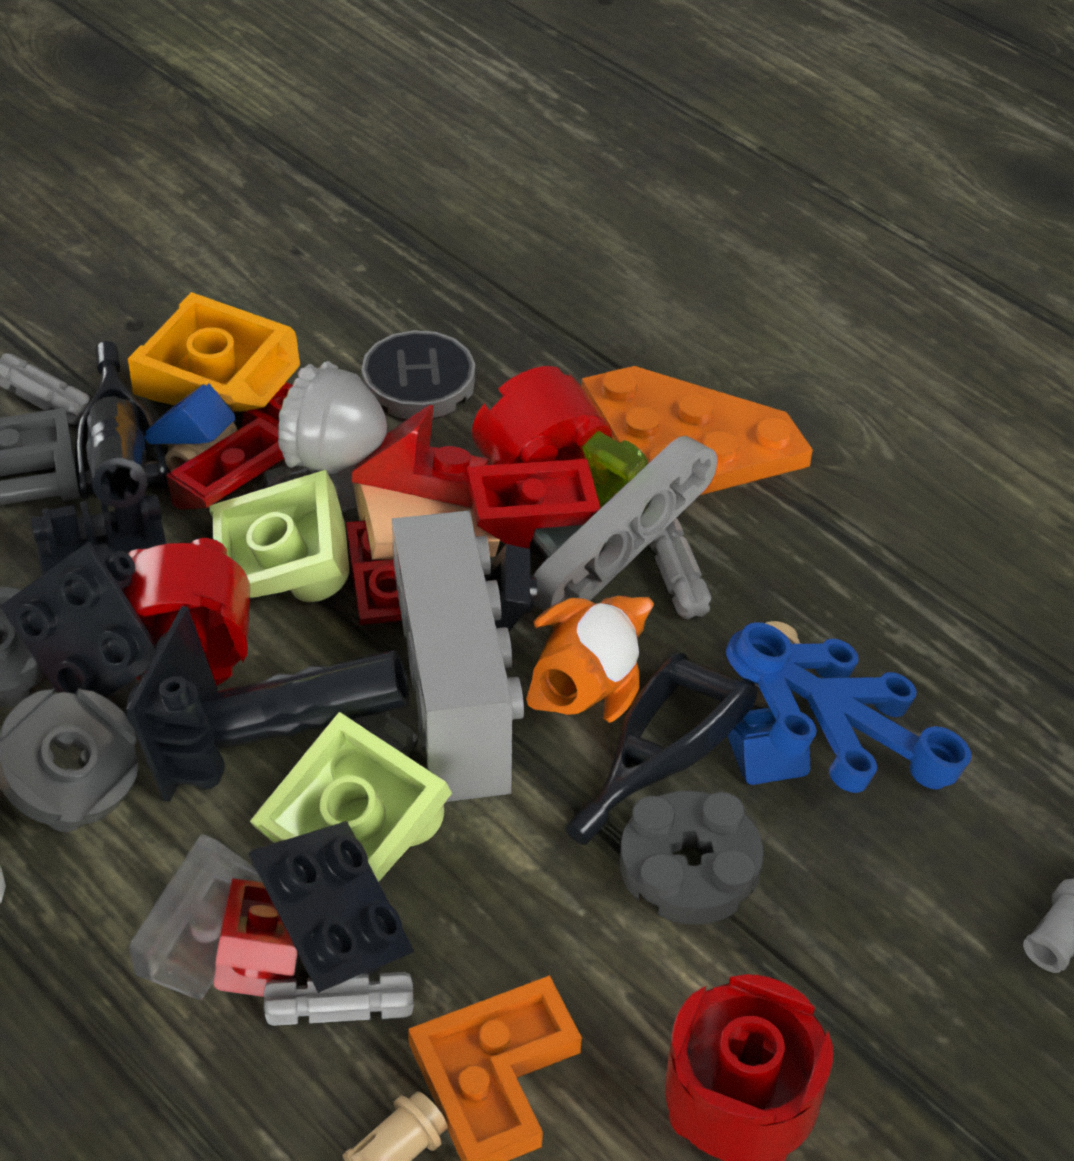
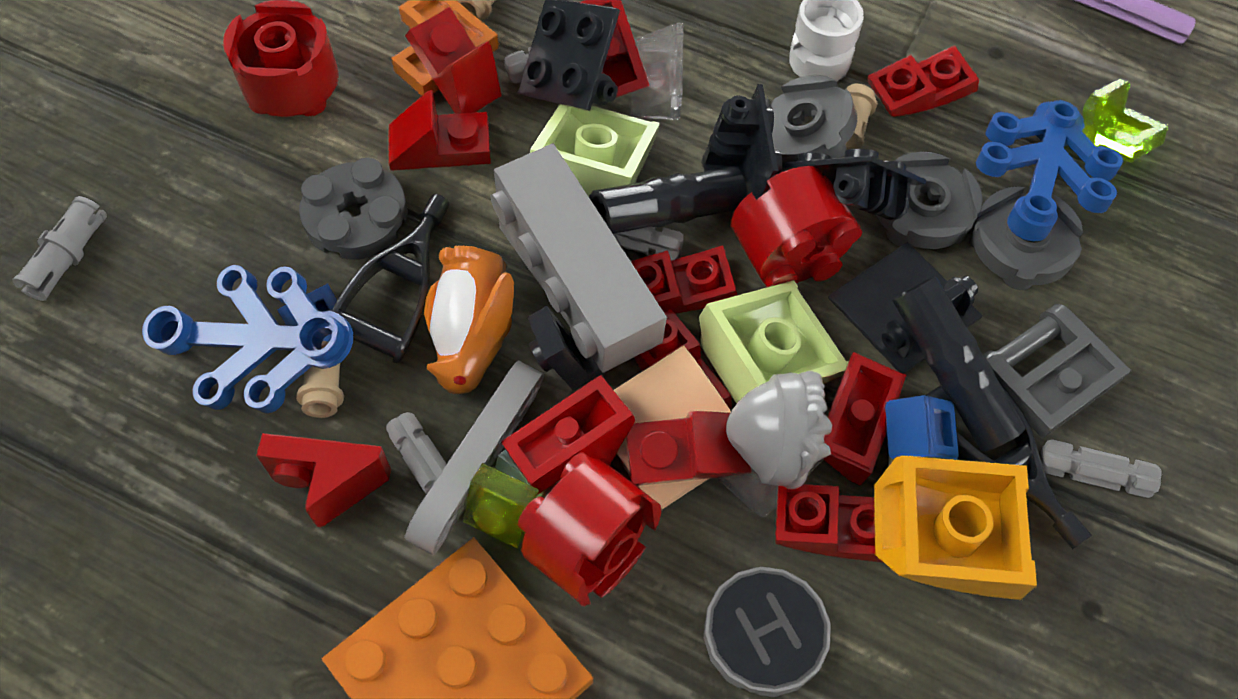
camera: 160 degrees right, 15 degrees up
(307, 643) = (687, 281): none -> red slope
(488, 972) = (458, 68): none -> red slope
(557, 919) = (432, 141): none -> red slope
(771, 572) = (337, 471): none -> red slope

